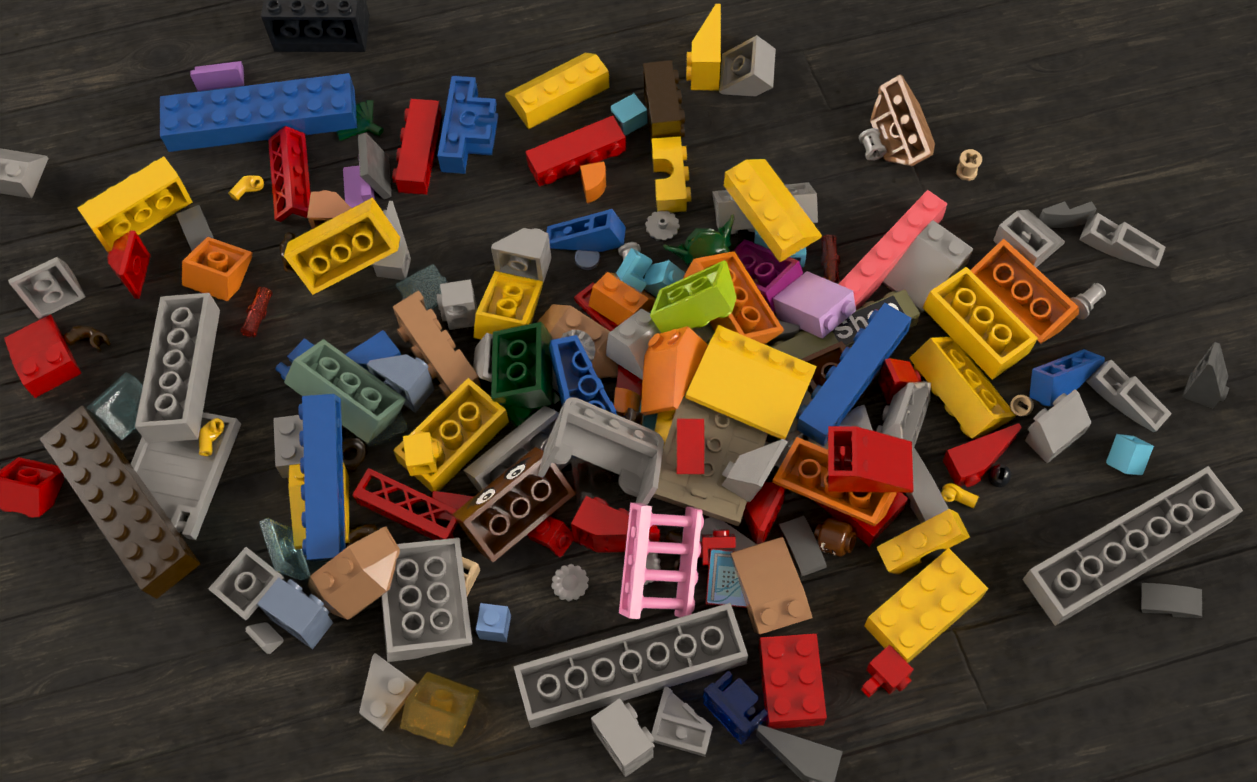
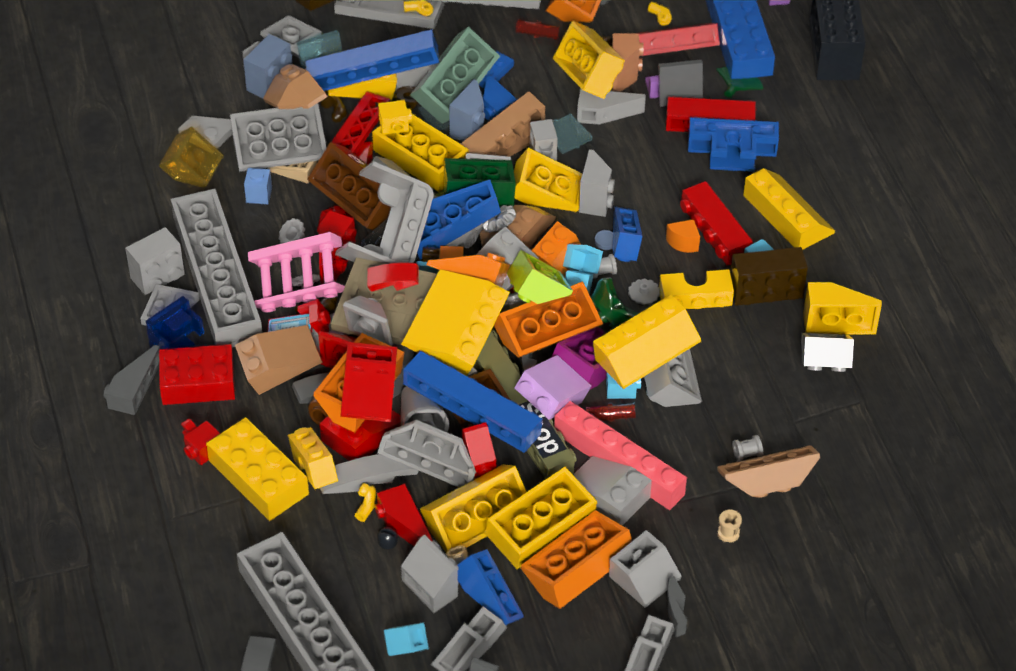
camera: 85 degrees right, 15 degrees down
(1088, 299) = (576, 617): light grey pin -> none

